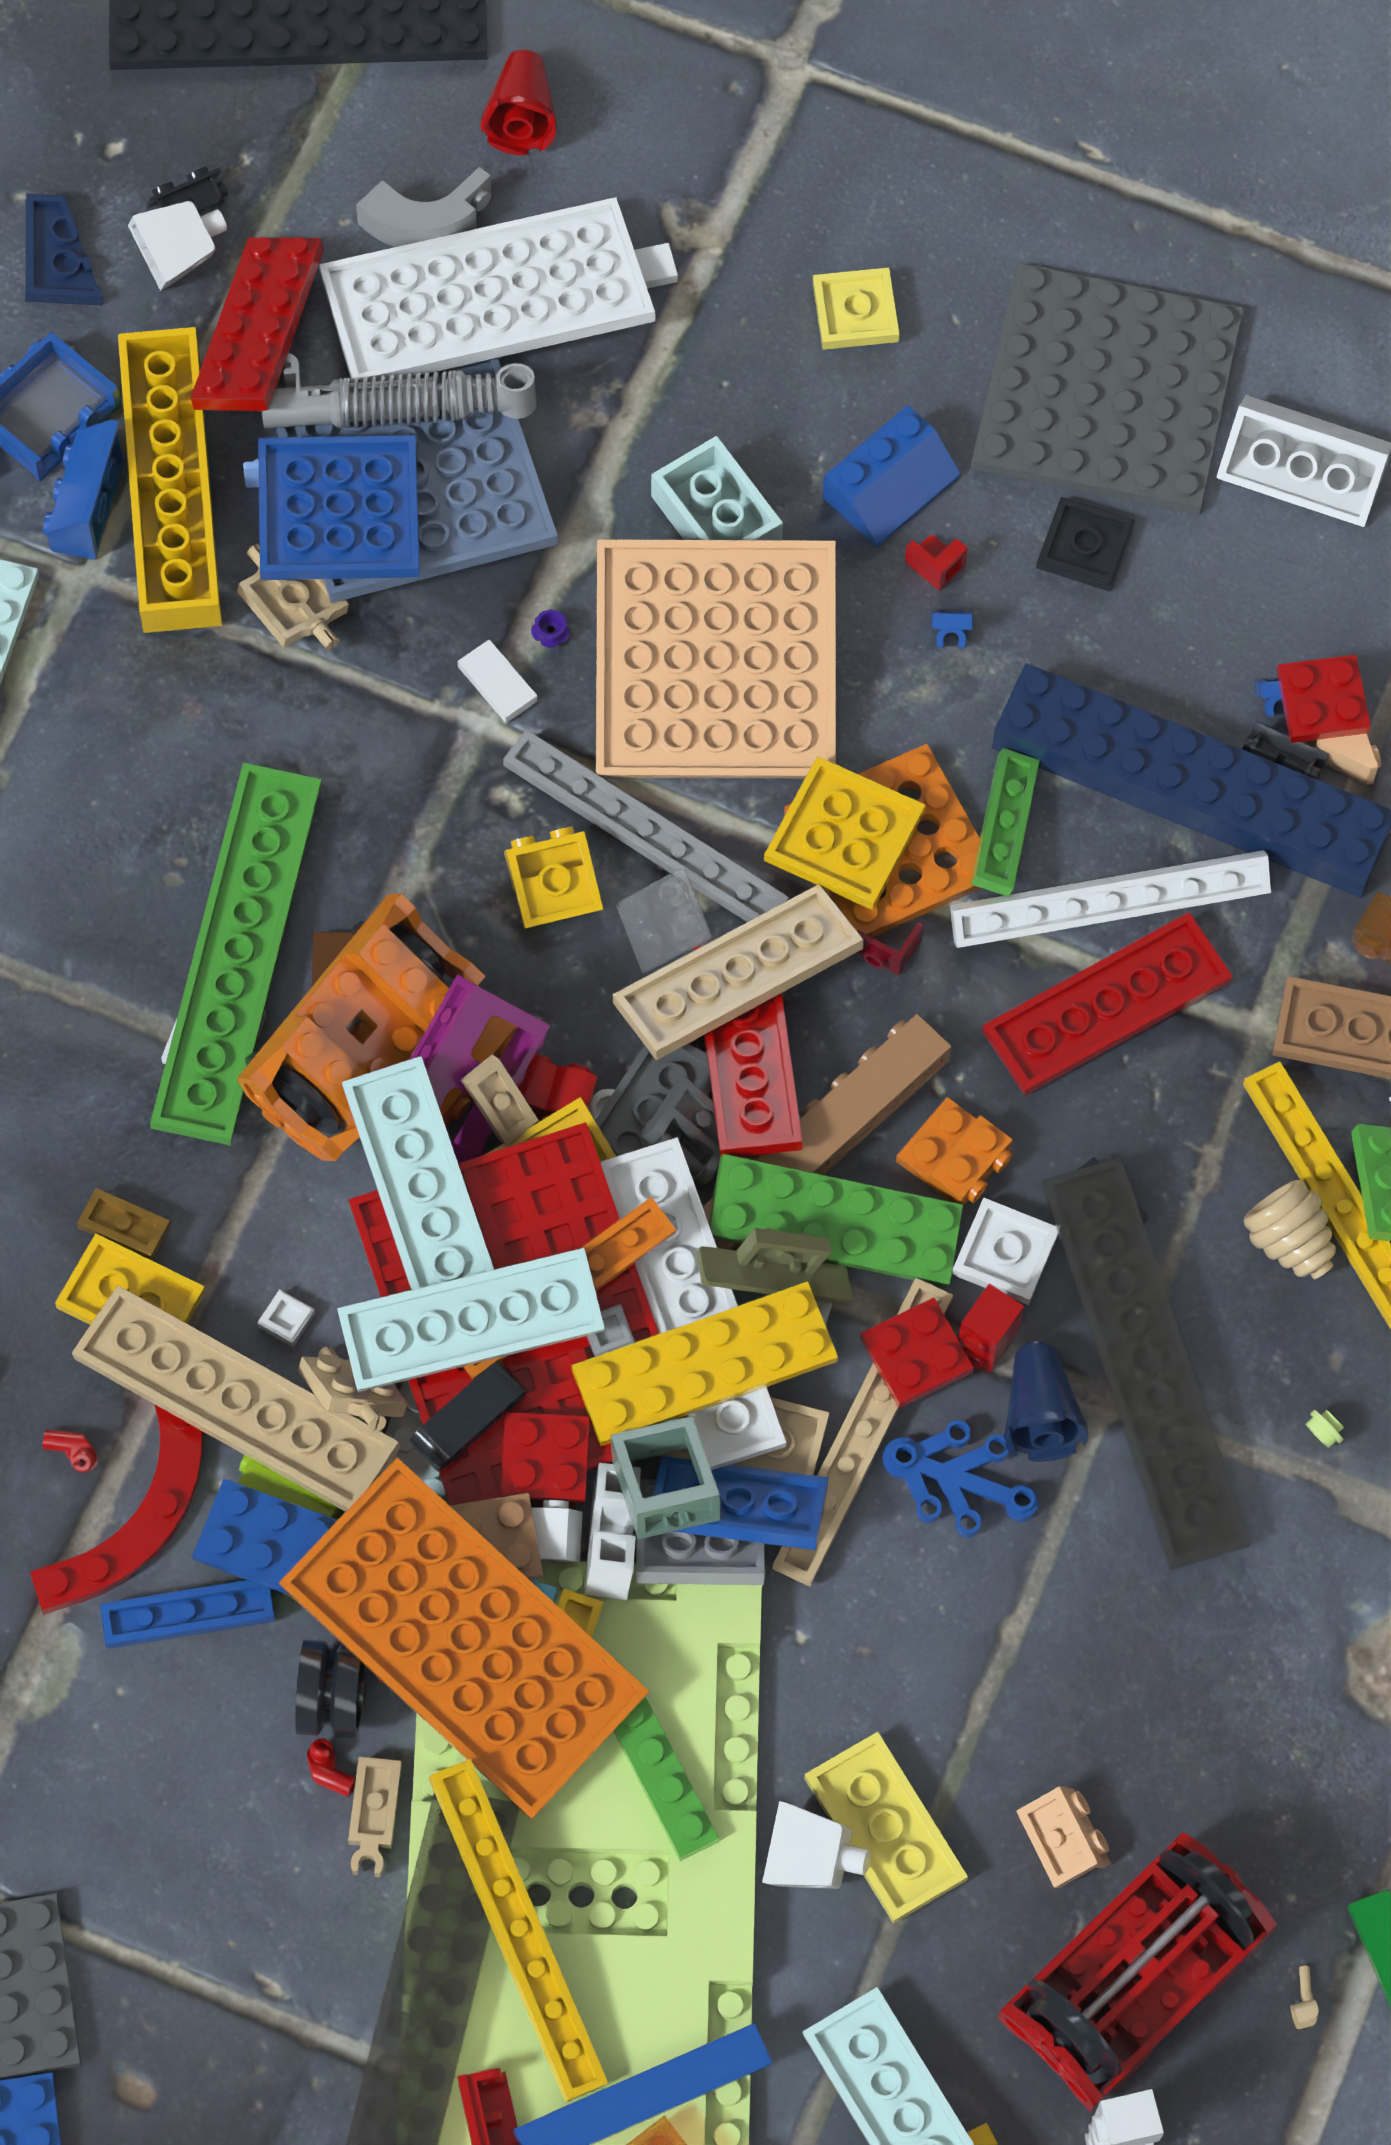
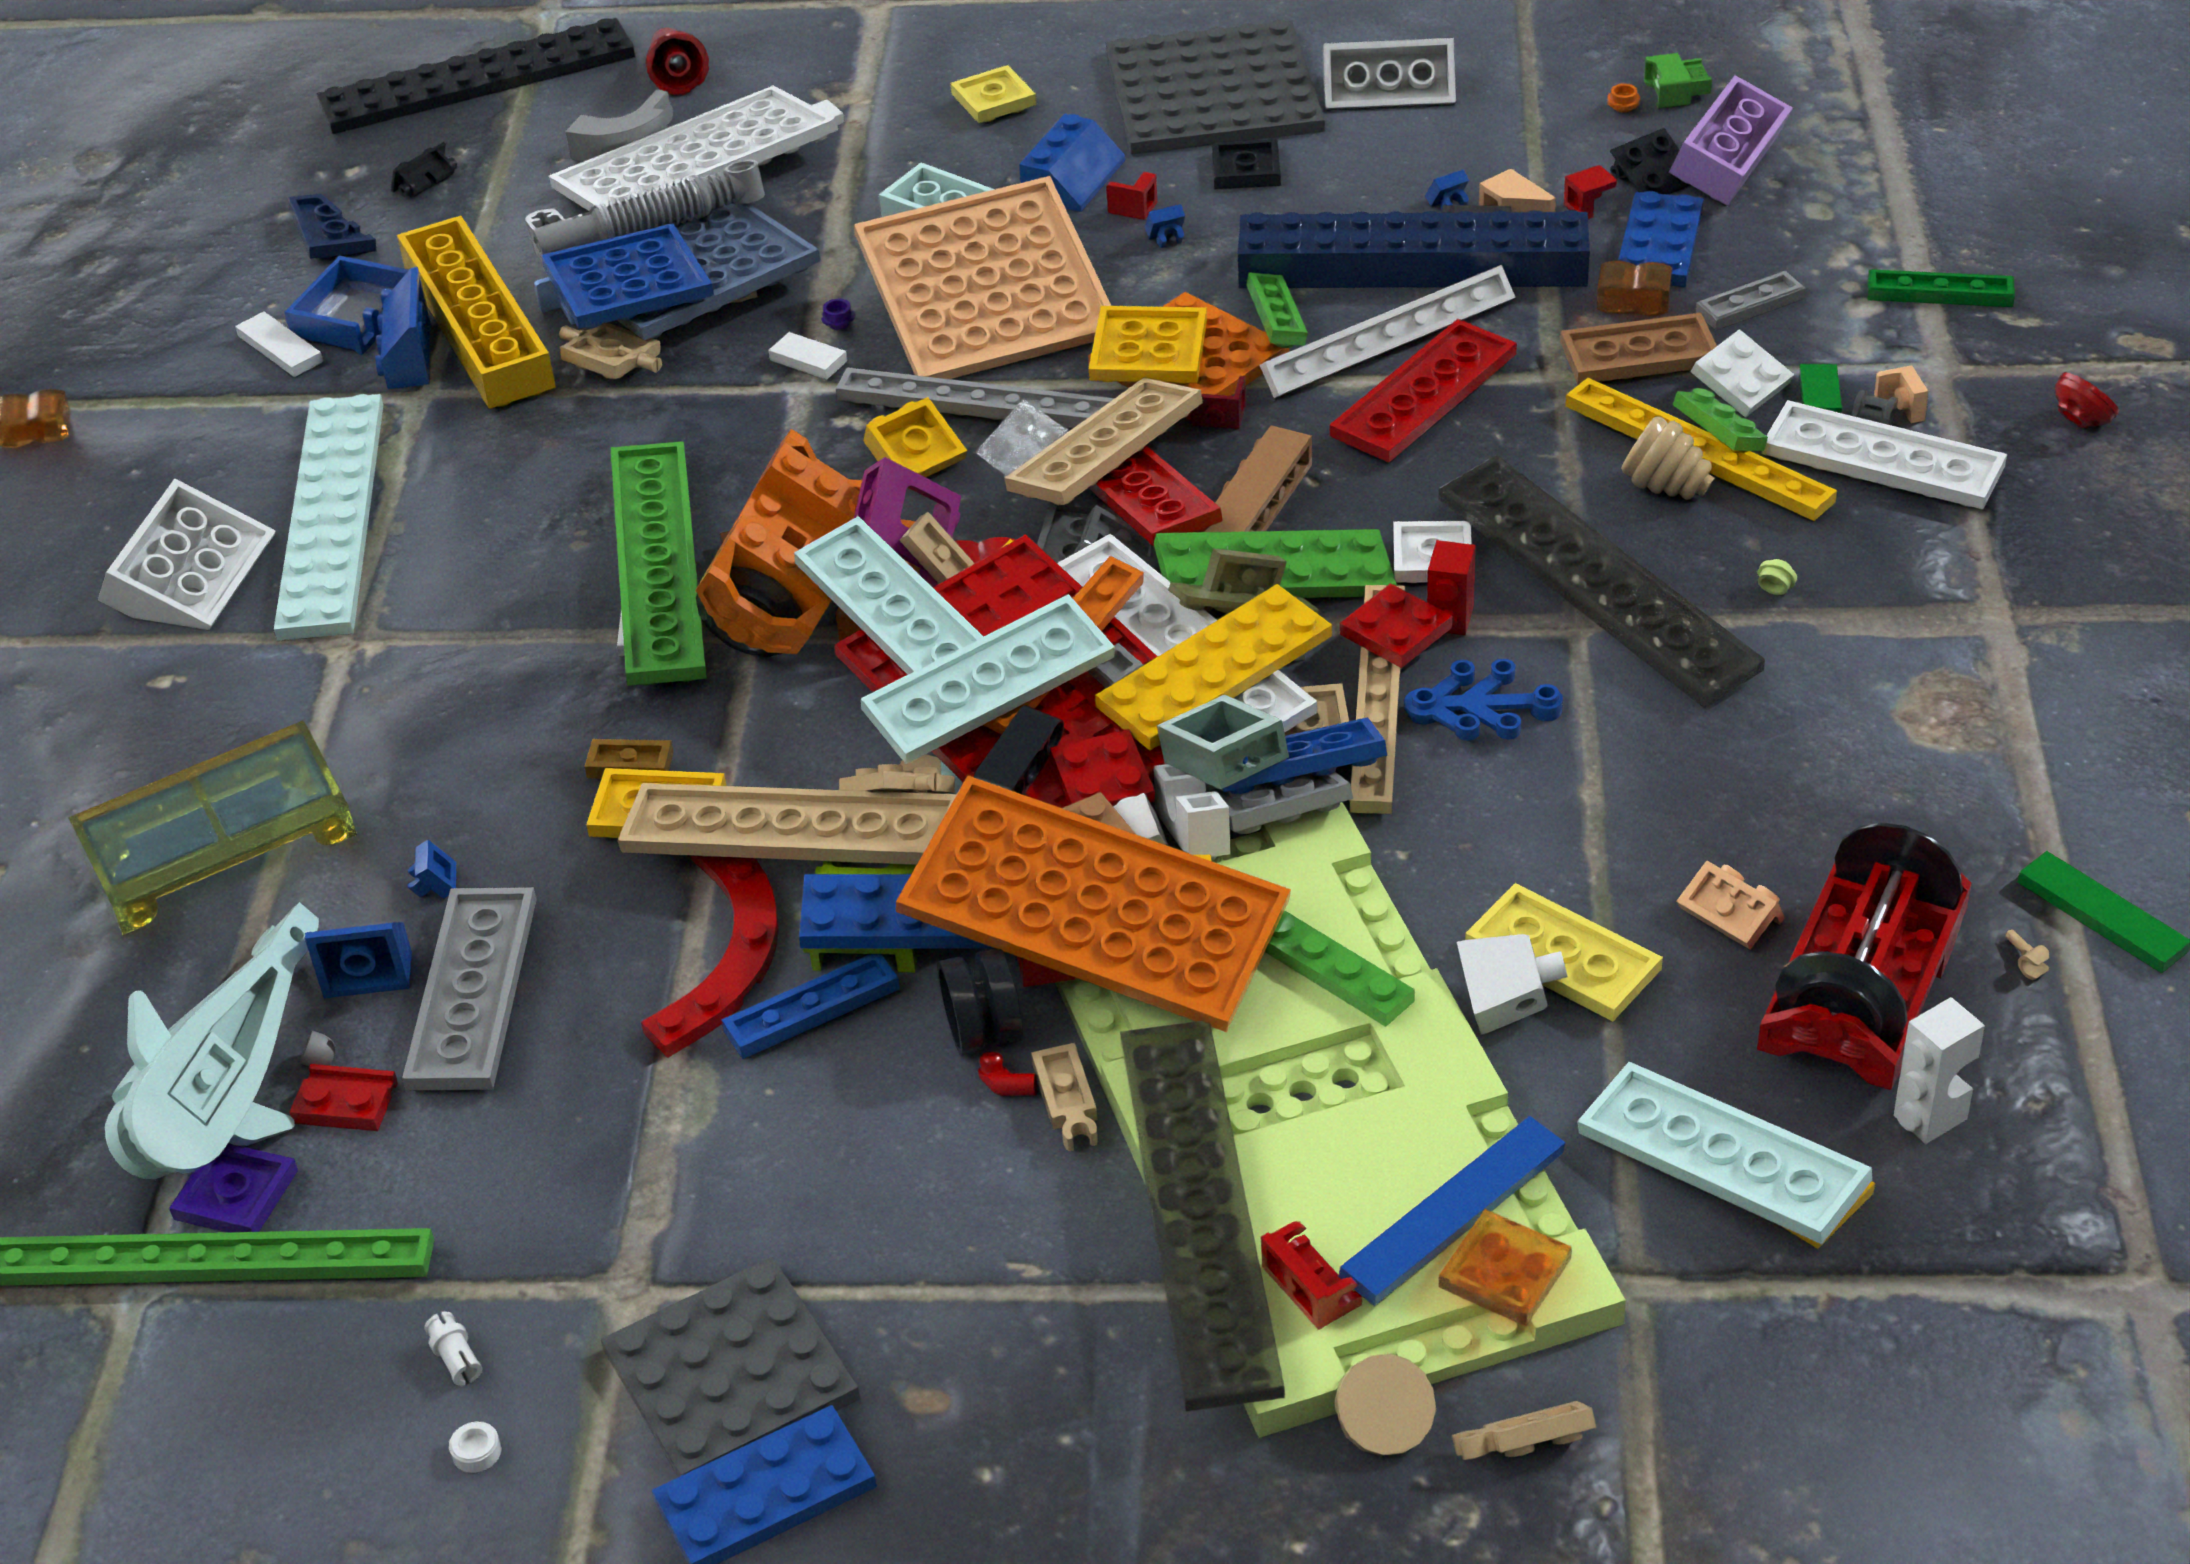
camera: 15 degrees left, 25 degrees down
(75, 1446) = (647, 923): red arm -> none
(175, 239) = (422, 188): white torso -> none
(257, 324) = (512, 204): red plate -> none
(286, 1318) = (811, 775): white tile -> none
(518, 1930) = (1262, 1108): yellow plate -> none
(956, 1153) = (1354, 504): orange plate -> none
(1042, 1407) = (1531, 629): dark blue cone -> none
(1323, 698) = (1488, 170): red plate -> none

